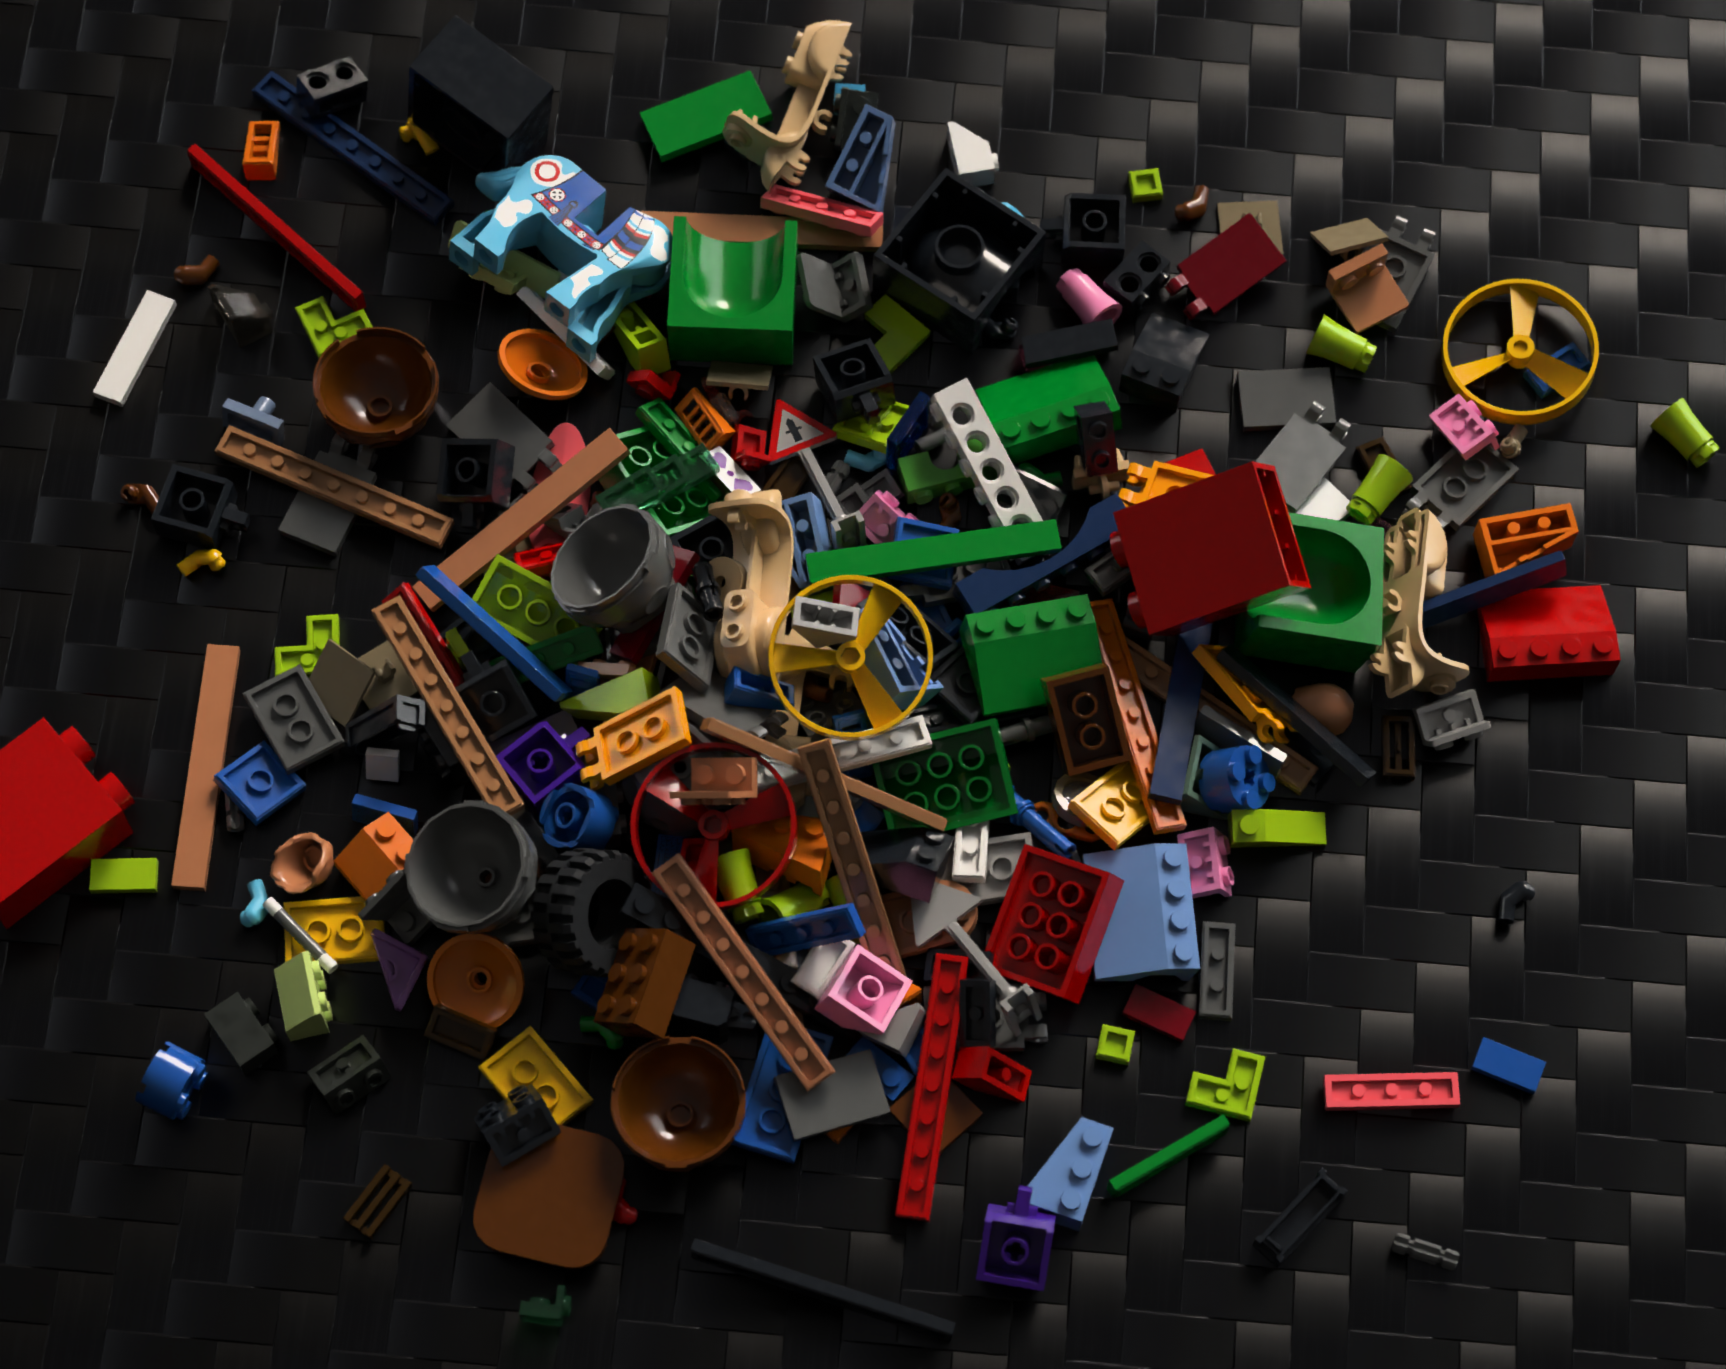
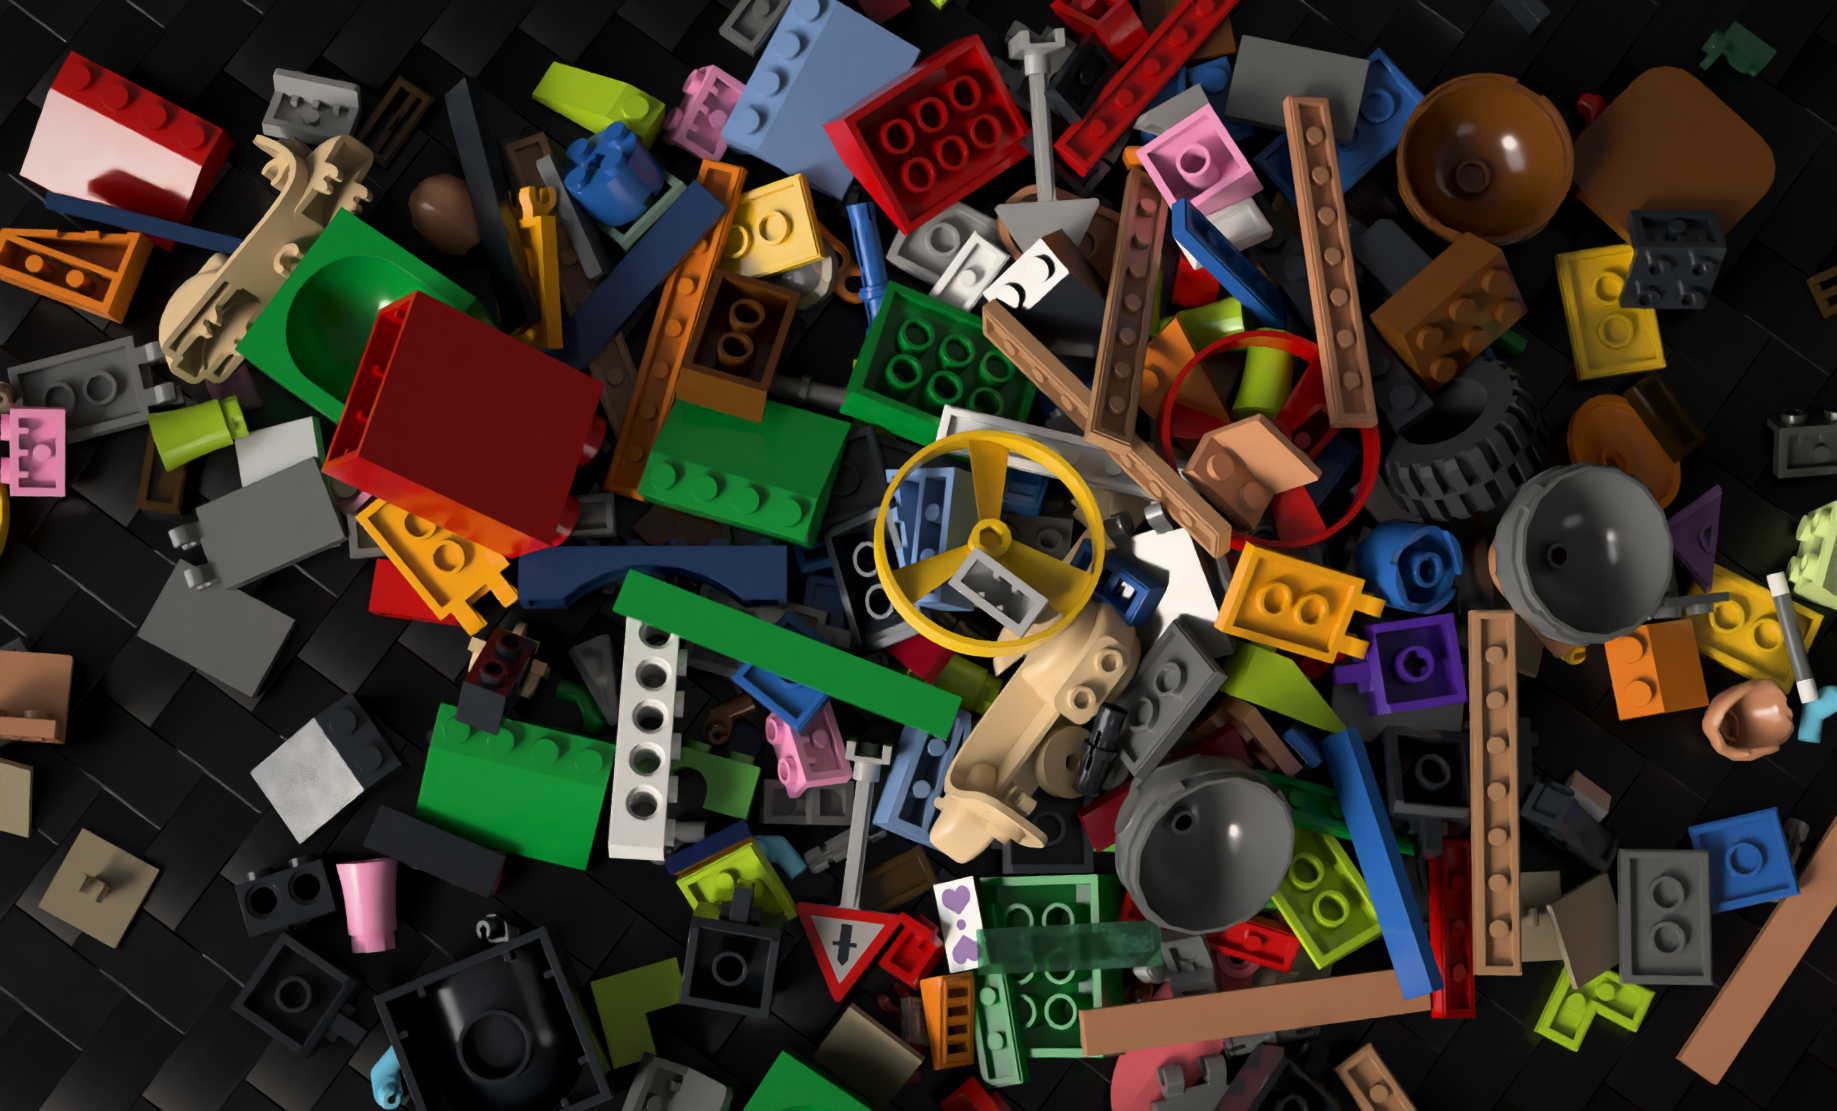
camera: 150 degrees left, 15 degrees up
(369, 809) = (1617, 730): blue tile -> none
(456, 646) = (1423, 884): lime tile -> none
(1145, 185) = (187, 1028): lime tile -> none
(1194, 208) = (147, 955): reddish brown arm -> none
(1226, 267) = (169, 841): dark red tile -> none
(1341, 346) = (104, 652): lime plant -> none

